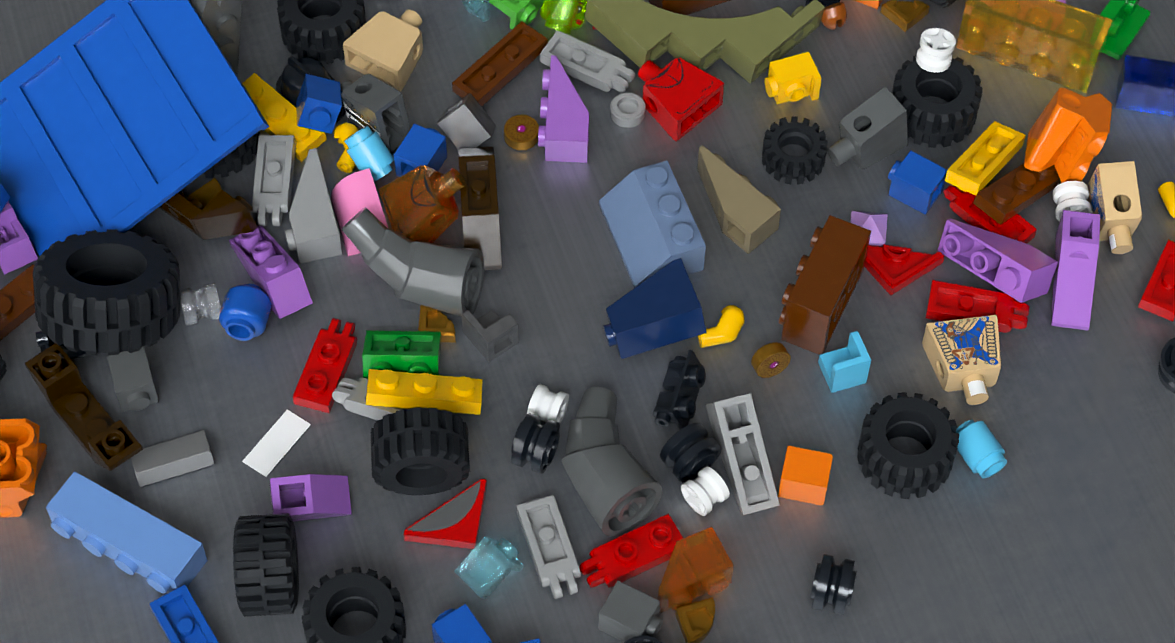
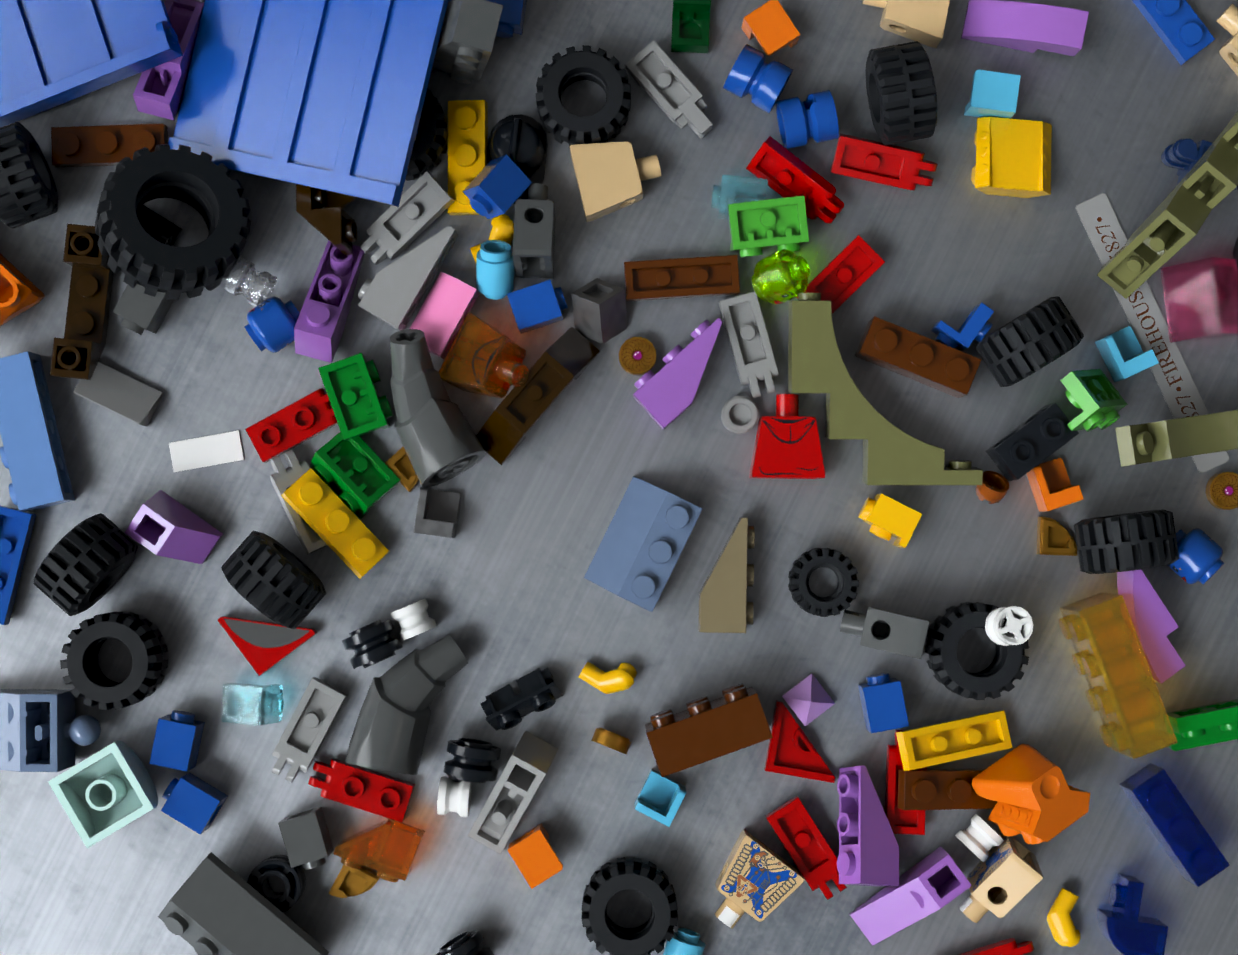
camera: 50 degrees right, 30 degrees up
(353, 302) = (355, 396): none -> green bracket
(655, 313) = (566, 623): dark blue slope -> none

